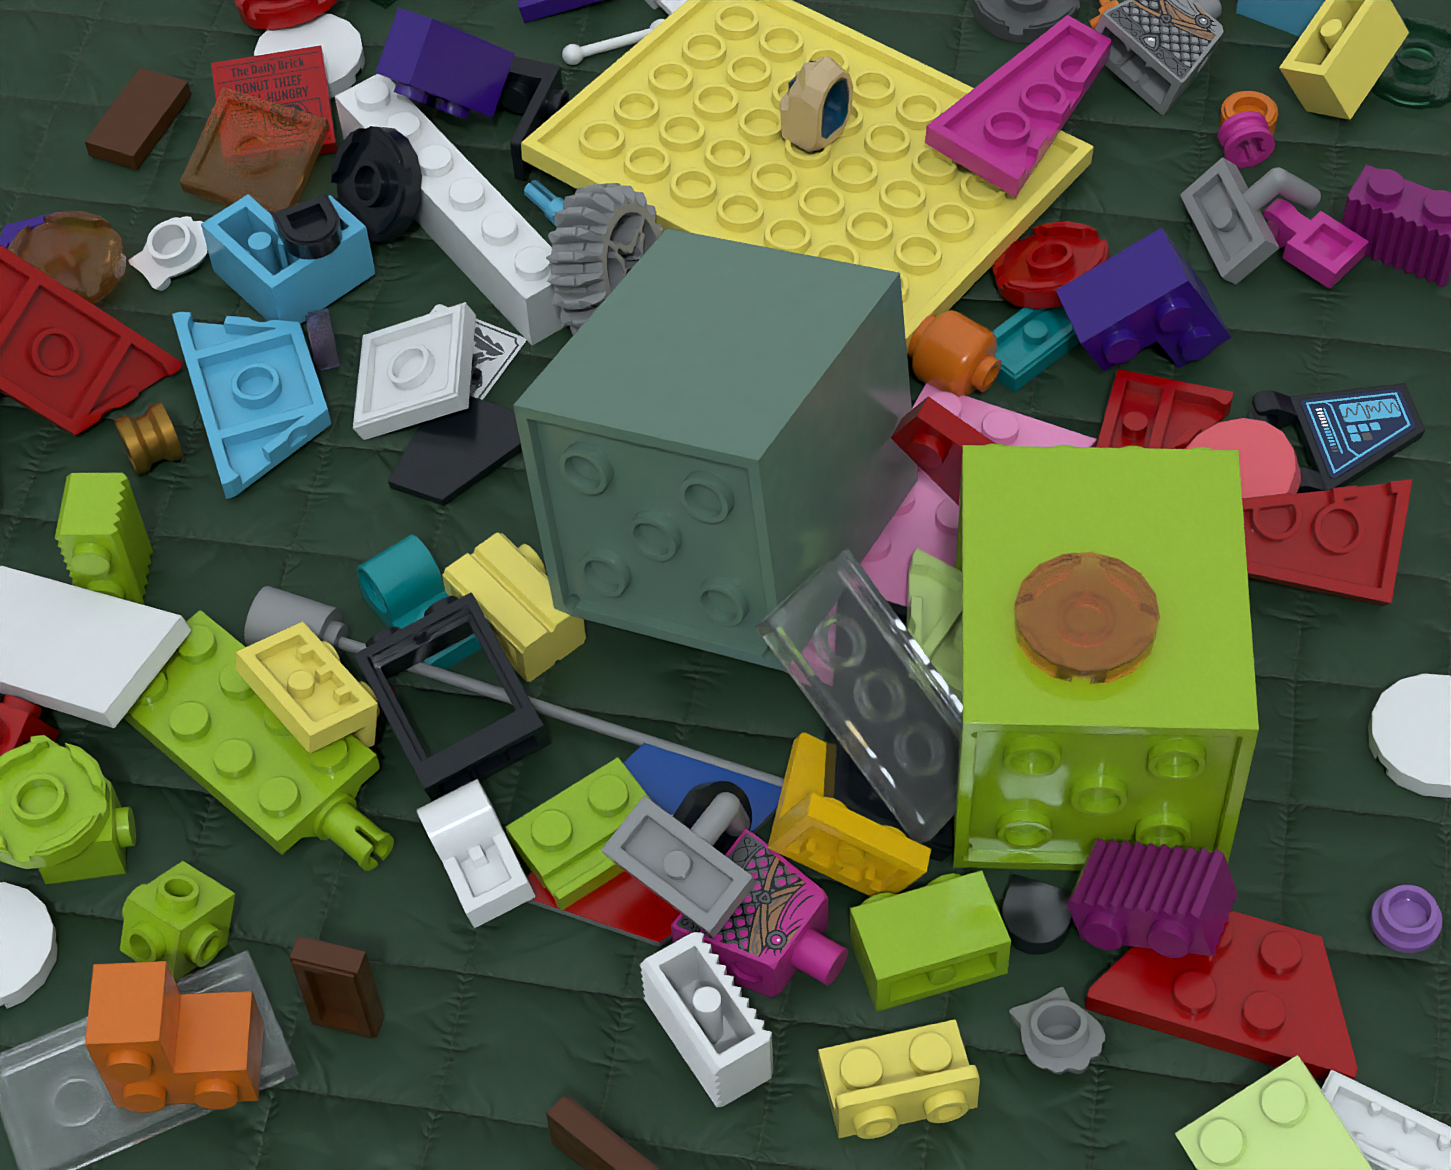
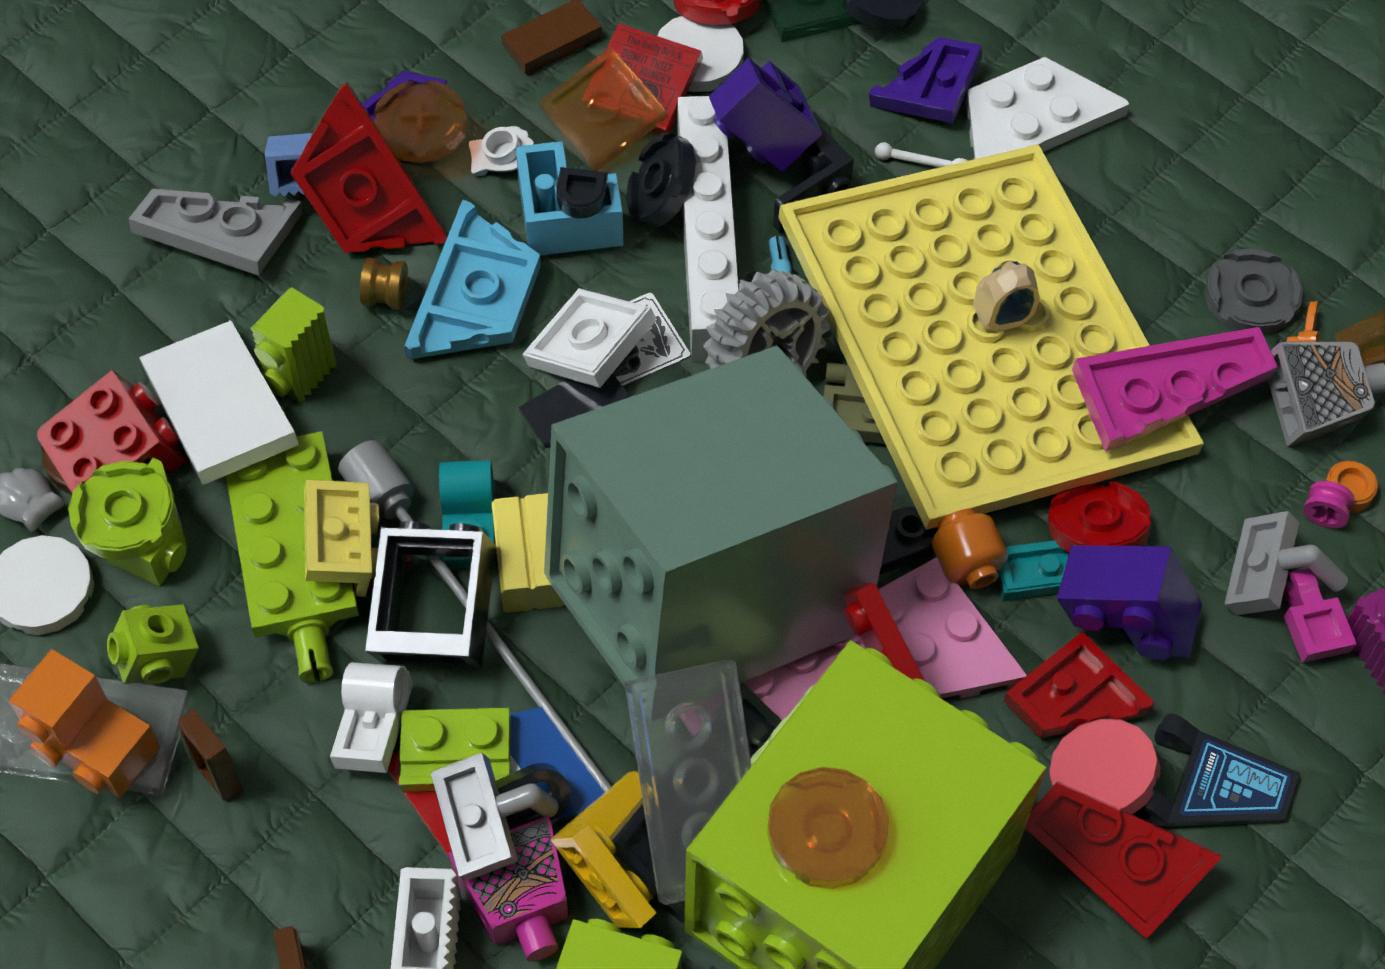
camera: 30 degrees right, 5 degrees up
(322, 339) = (547, 276): tile -> none

